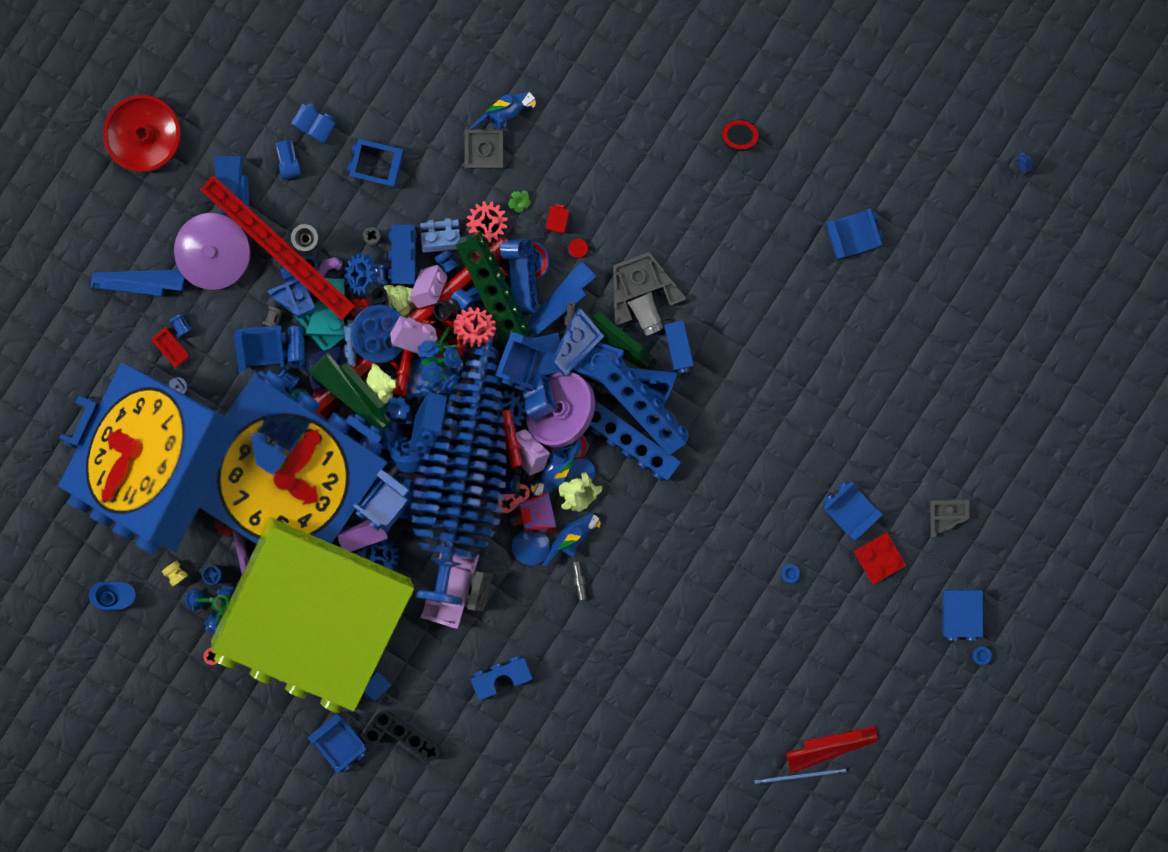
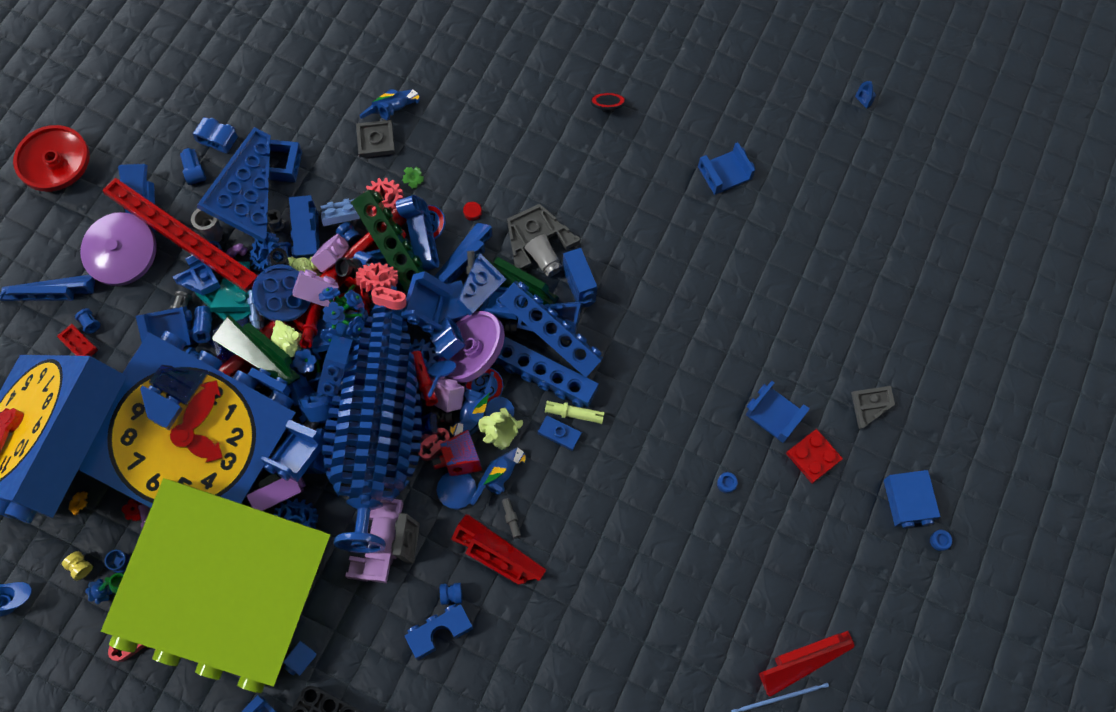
camera: 15 degrees left, 20 degrees down
(342, 210) = (242, 187): none -> blue wing
(485, 357) = (389, 298): none -> coral beam
(515, 645) = (451, 593): none -> blue wheel
(528, 430) = (439, 370): none -> blue piece
(557, 219) = (449, 187): red brick -> none
(561, 611) = (496, 552): none -> red wedge
(636, 503) = (559, 433): none -> blue plate
(653, 484) = (574, 412): none -> yellowish green pin

